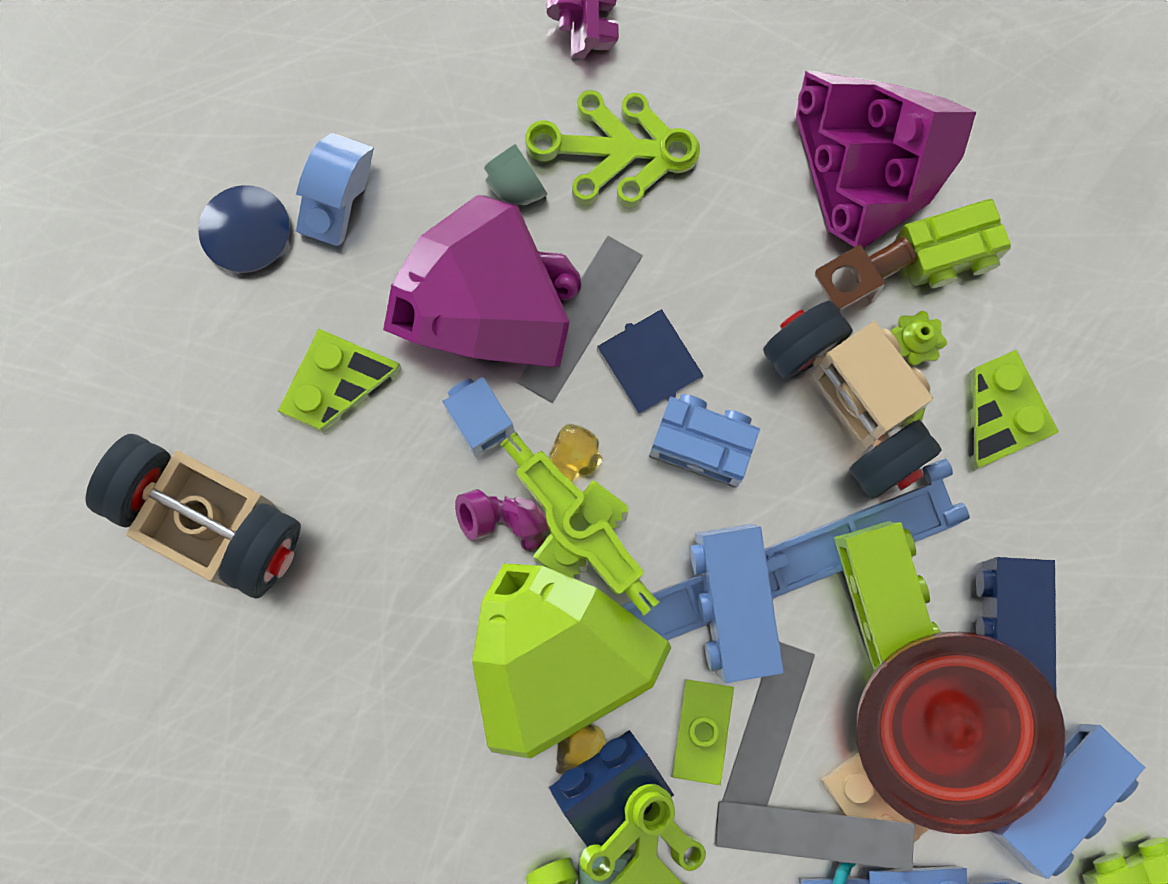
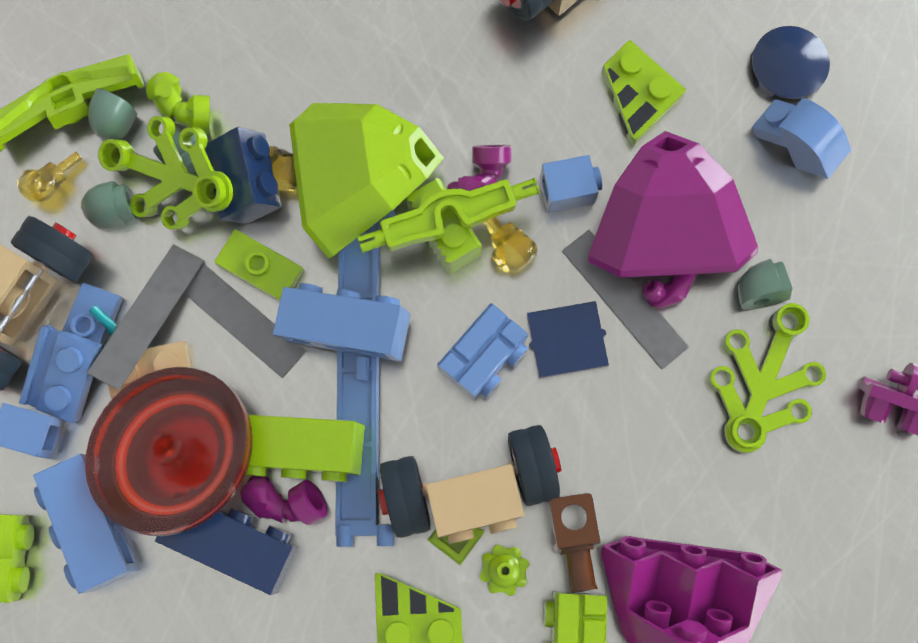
camera: 115 degrees right, 0 degrees up
(944, 569) = (303, 504): none -> magenta arm

